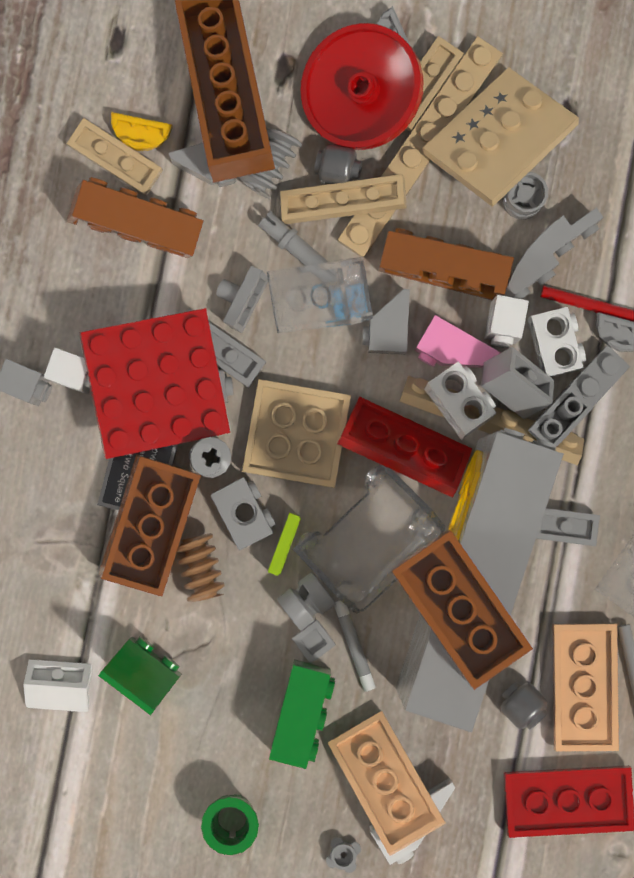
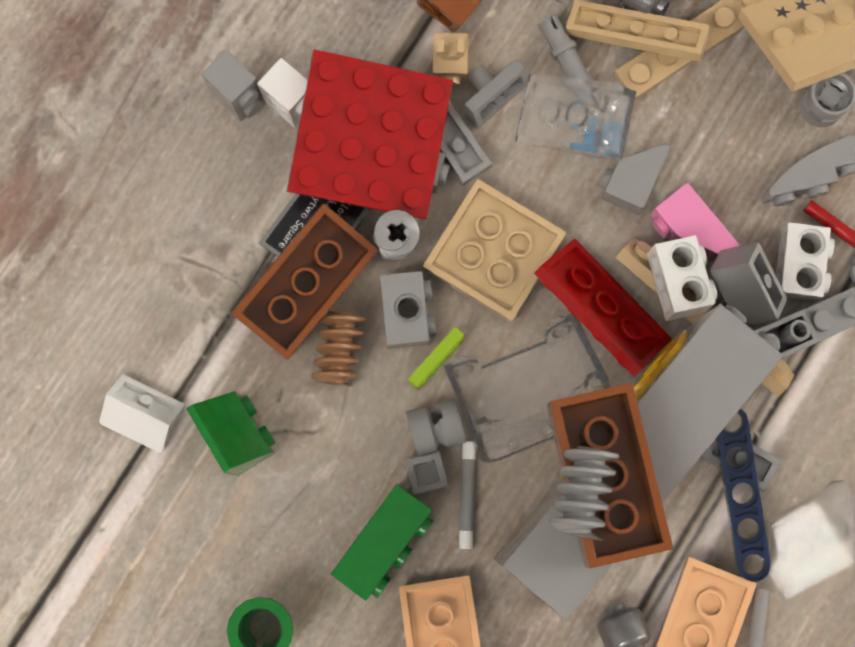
camera: 25 degrees right, 5 degrees down
(195, 285) = (451, 57): none -> tan brick
(446, 264) = (719, 138): dark orange wedge -> none
(446, 635) = (583, 491): none -> light grey piece
(506, 321) = (760, 215): white brick -> none
(584, 569) = (752, 508): none -> dark blue beam

